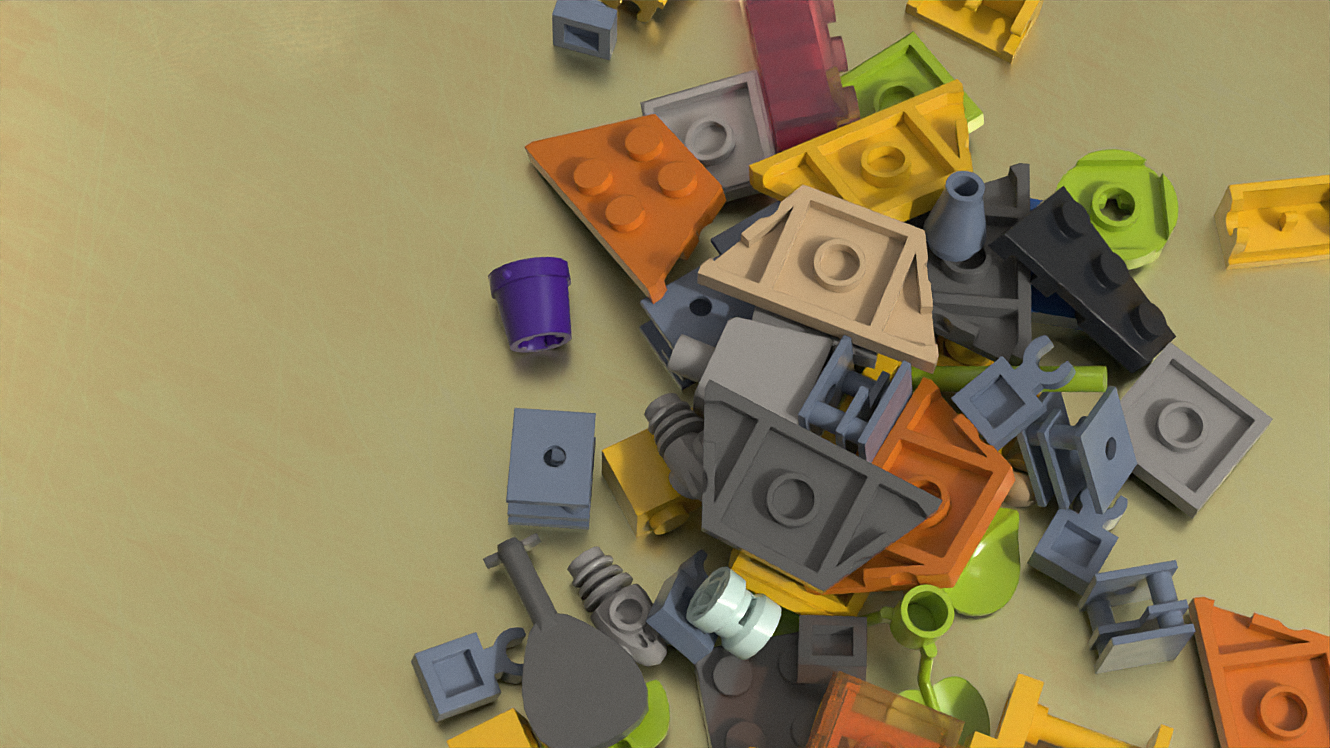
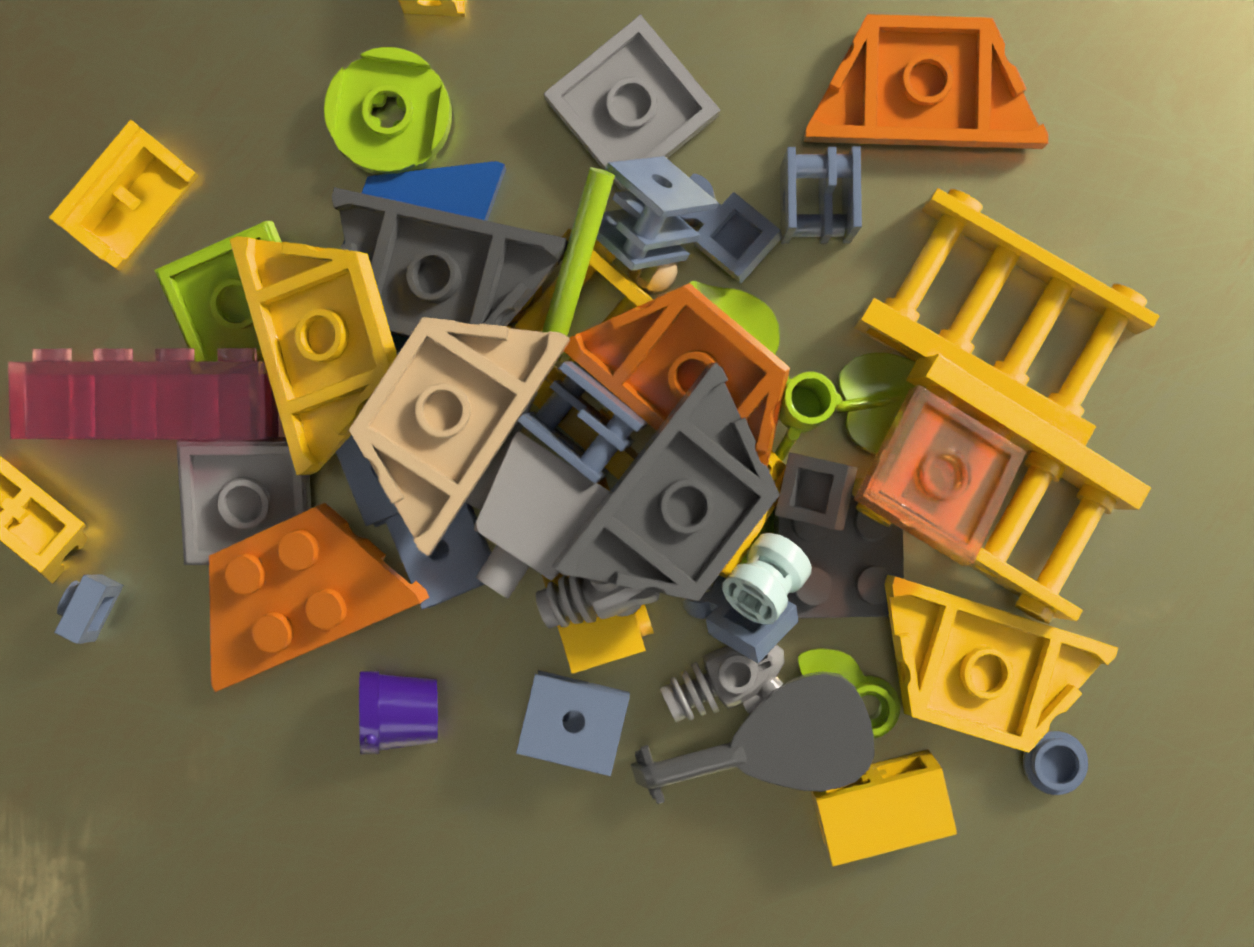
camera: 75 degrees left, 20 degrees up
(464, 674) = (762, 838): sand blue plate -> none
(957, 220) = (404, 278): sand blue cone -> none
(1005, 399) = (604, 272): sand blue plate -> none
(1083, 270) = (463, 163): black wing -> none

